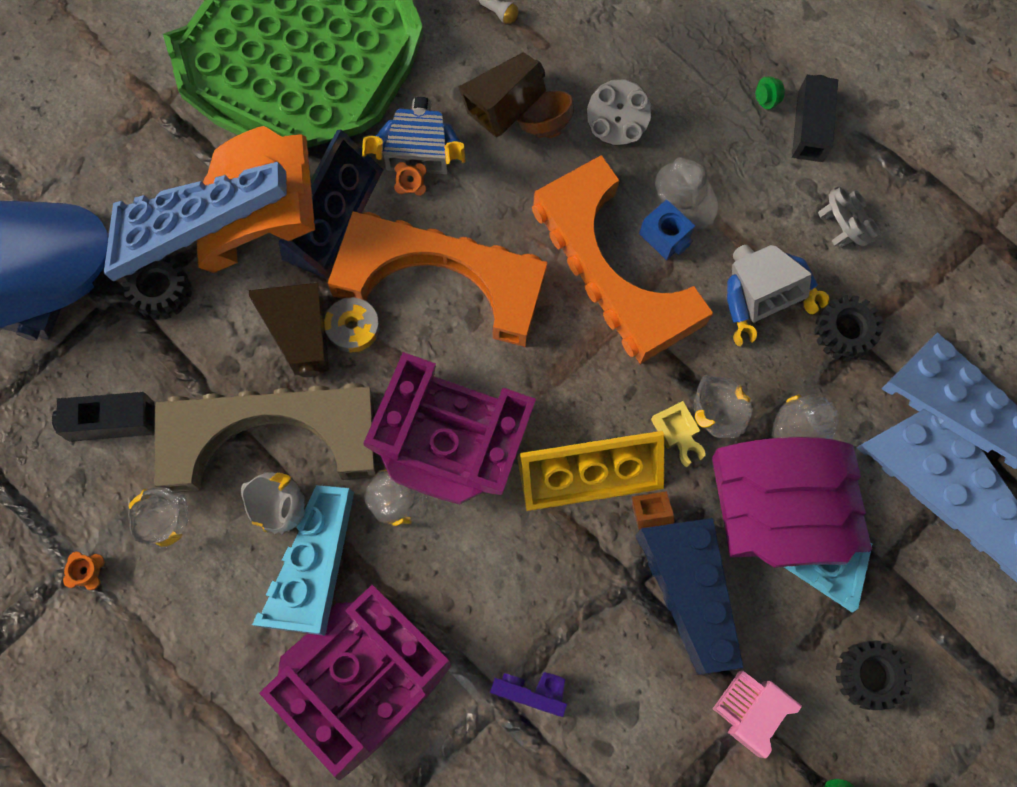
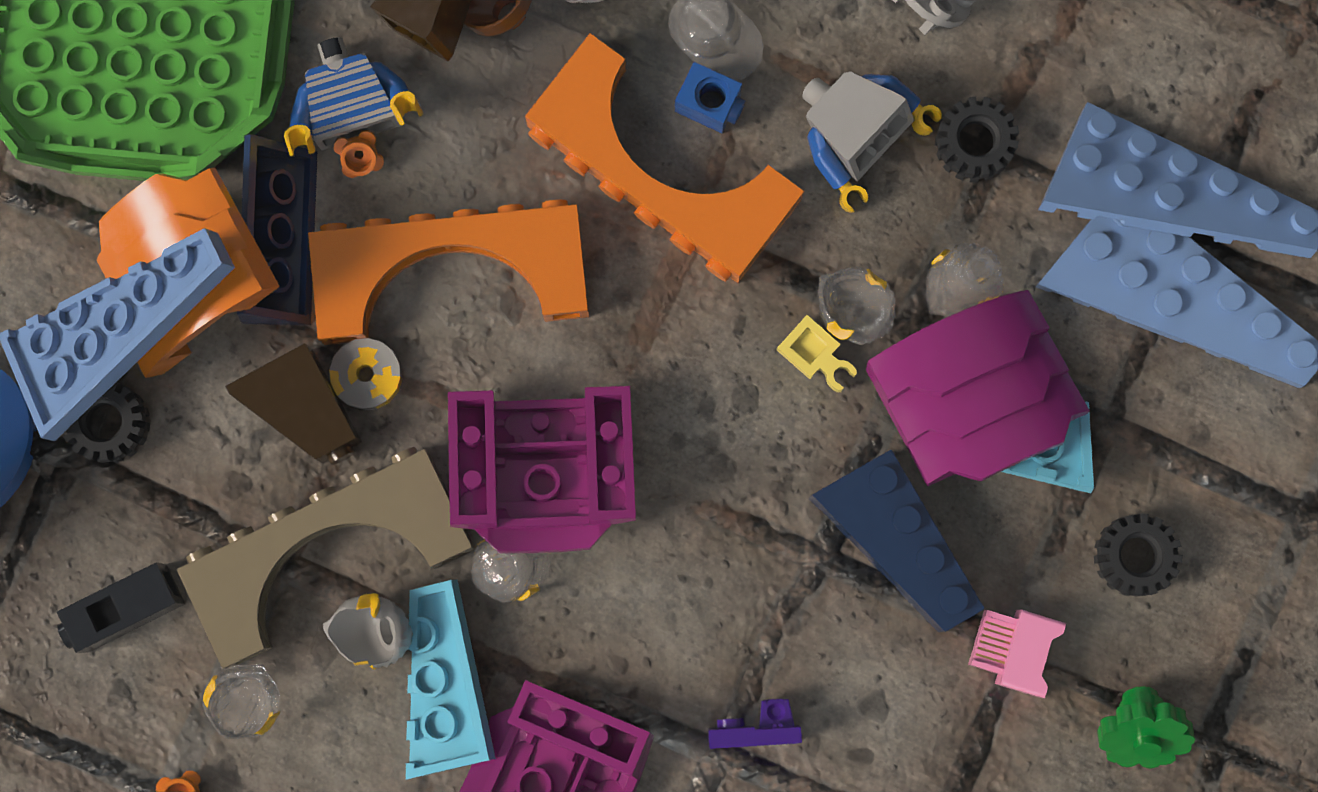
camera: 15 degrees left, 10 degrees up
(592, 470) = (729, 443): yellow slope -> none
(652, 510) = (818, 464): dark orange plate -> none

